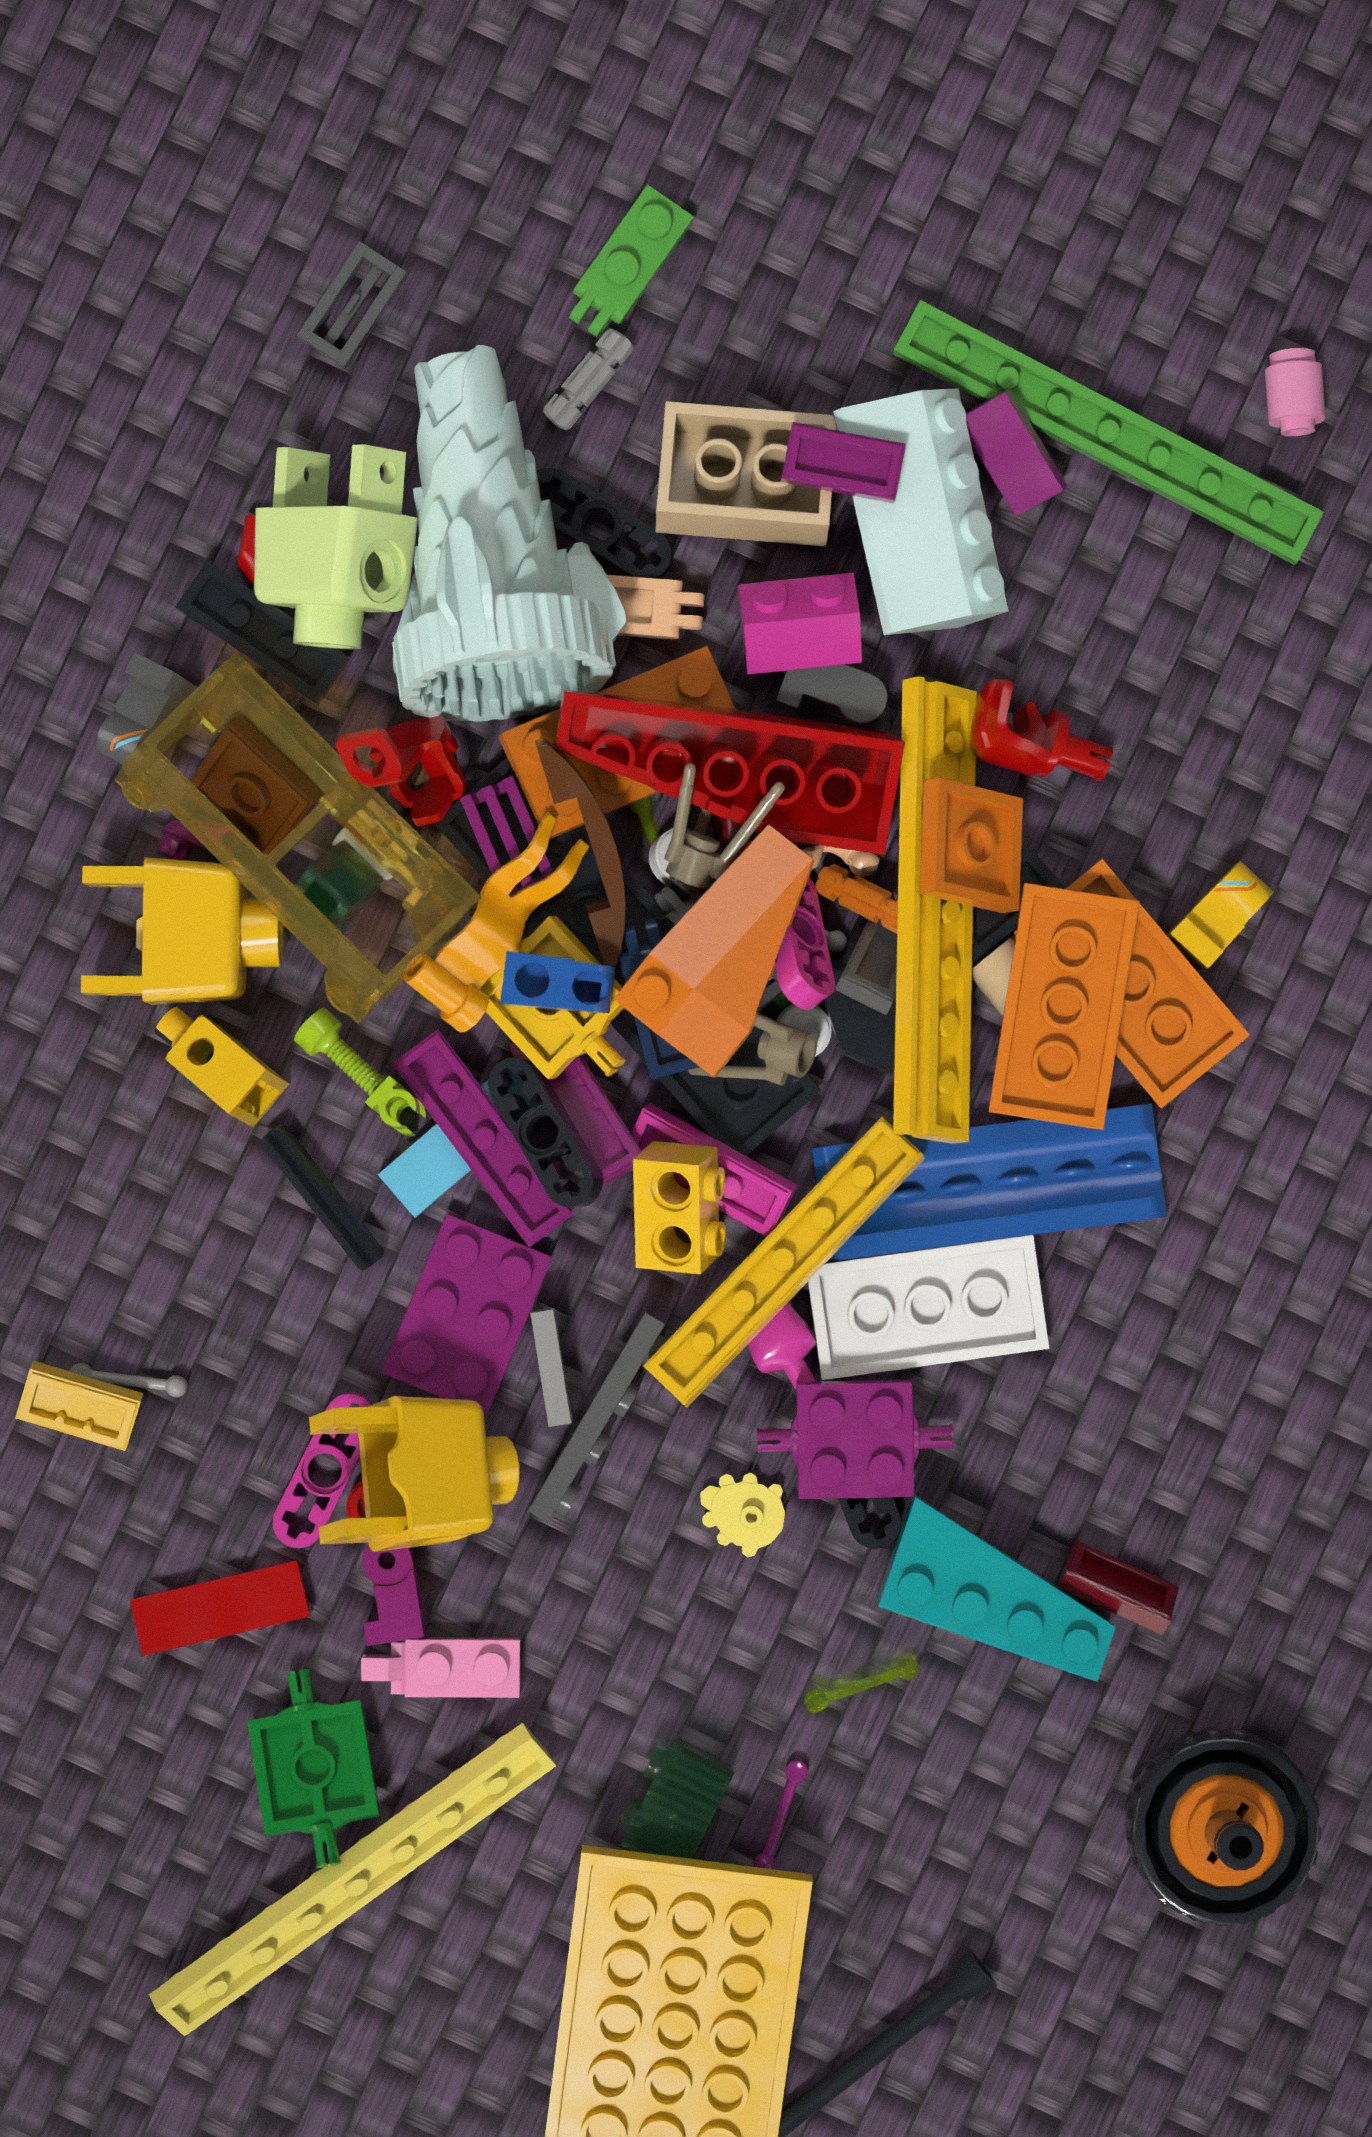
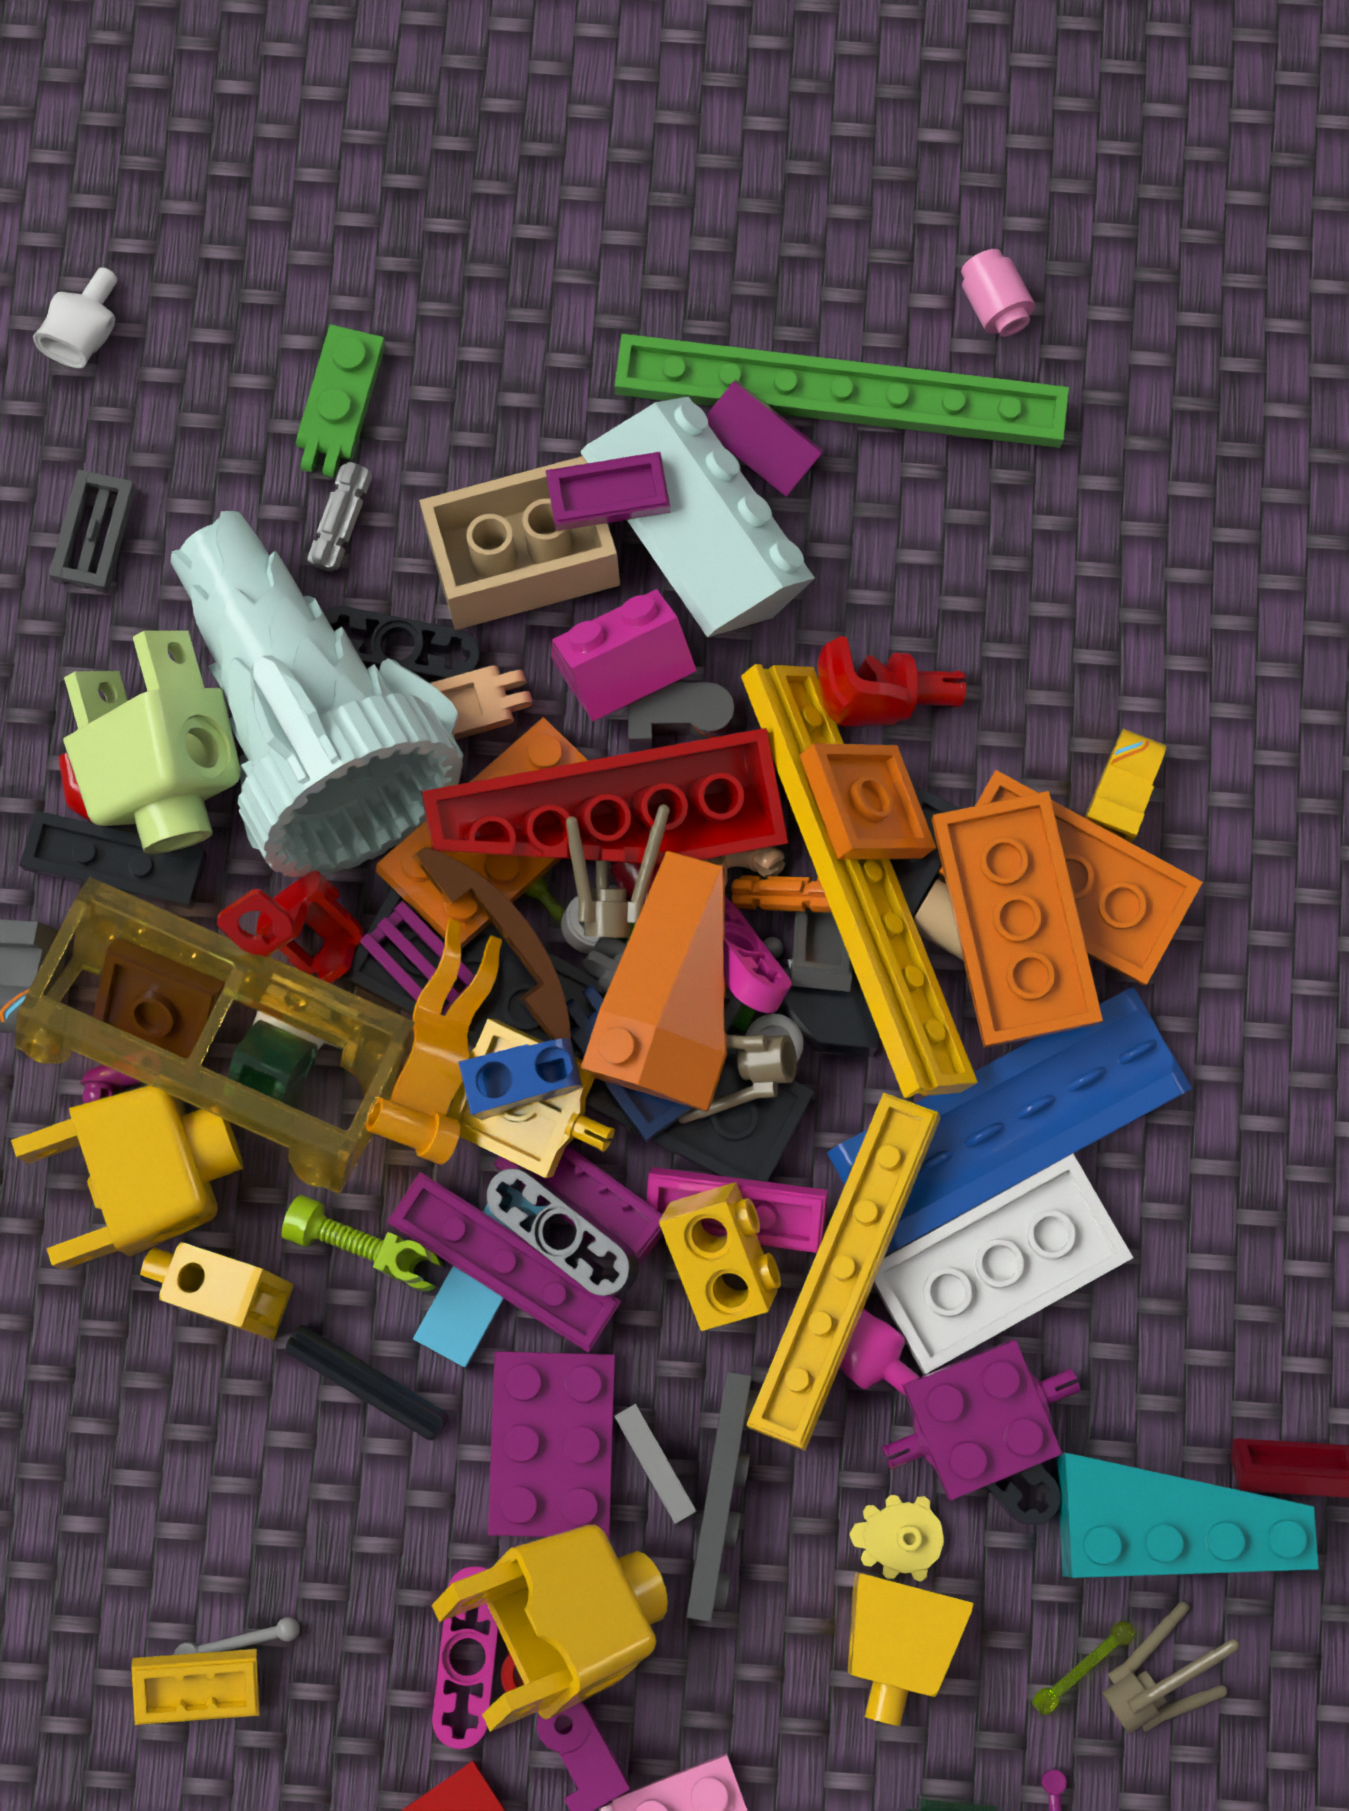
camera: 20 degrees left, 10 degrees down
(410, 93) = (78, 322): none -> white piece
(709, 1602) = (901, 1642): none -> yellow torso
(897, 1731) = (1139, 1700): none -> dark tan plant

